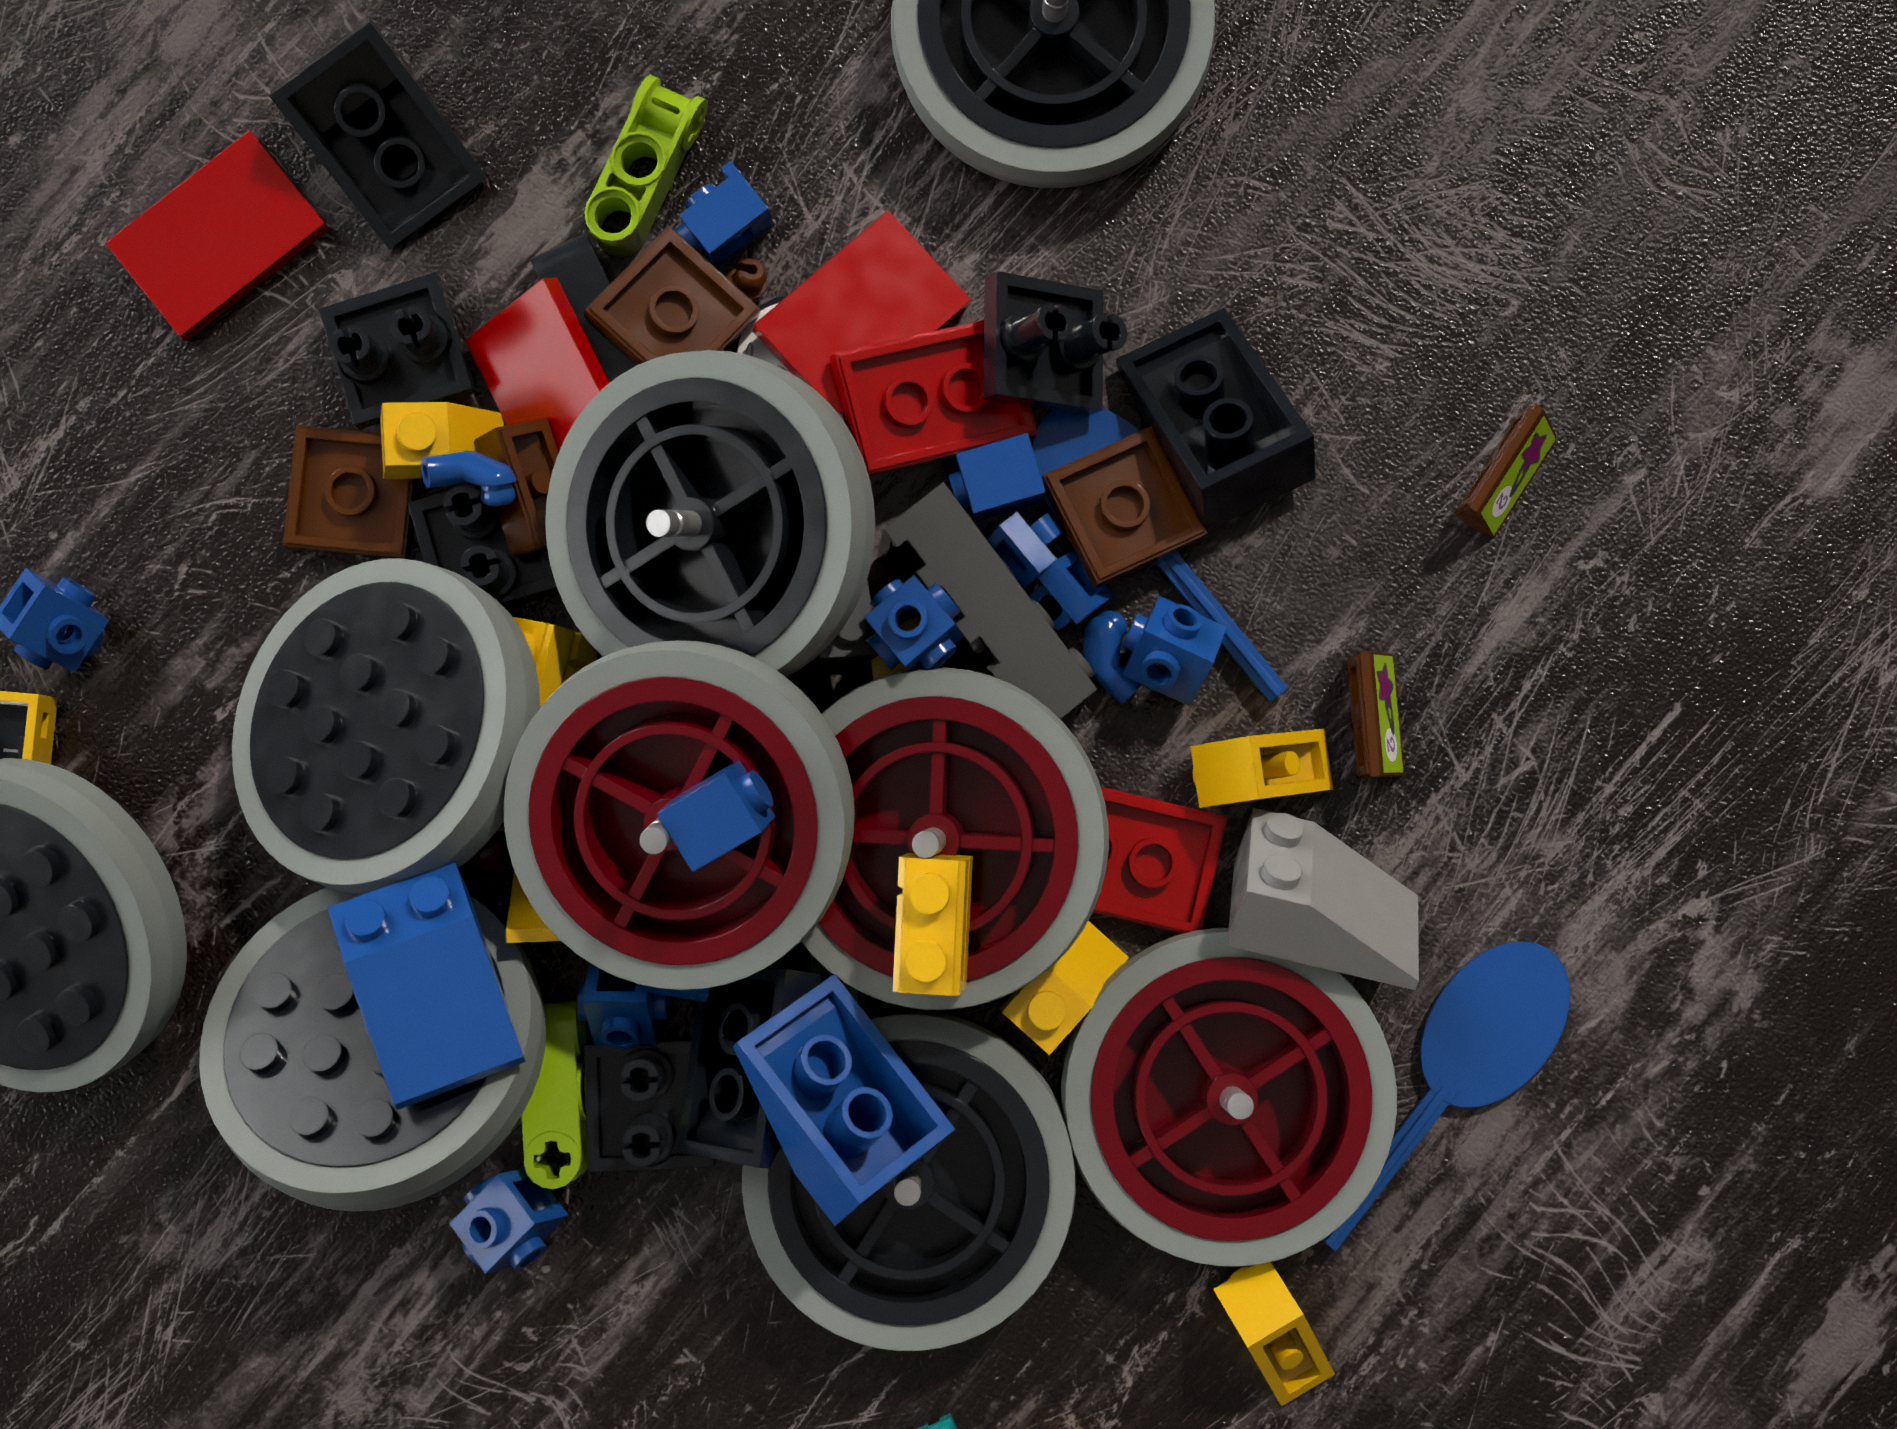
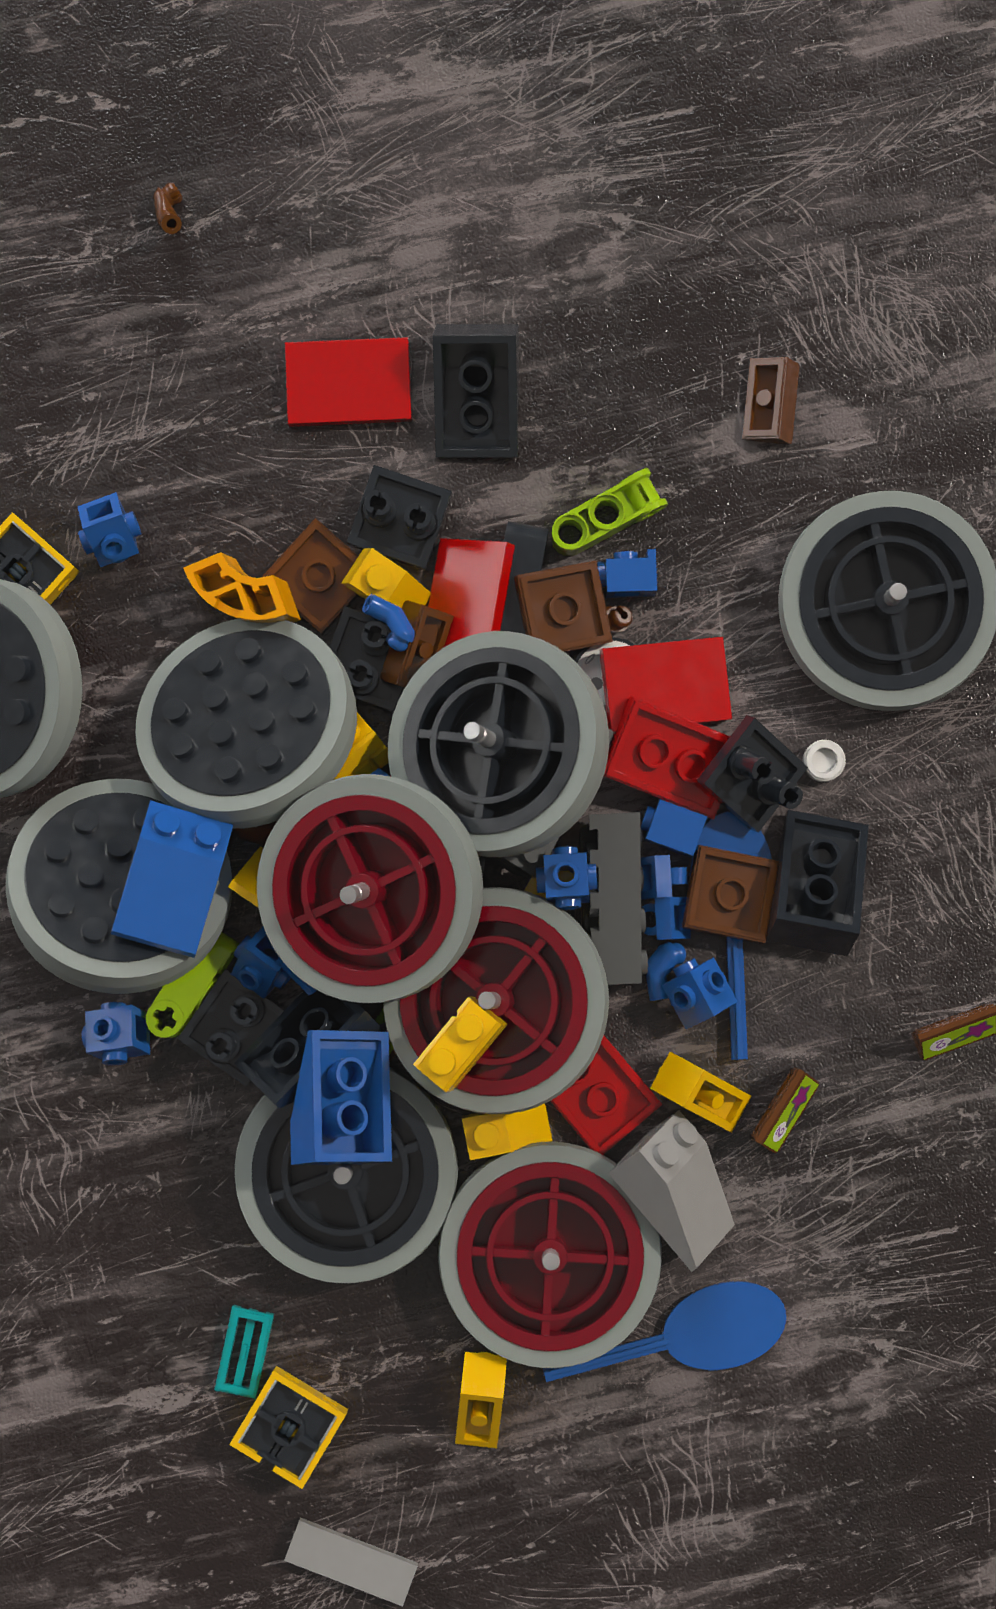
camera: 40 degrees right, 0 degrees up
(268, 578) = (232, 591): none -> light orange brick
(718, 814) = (391, 905): blue brick -> none
(1116, 269) = (824, 760): none -> white tile

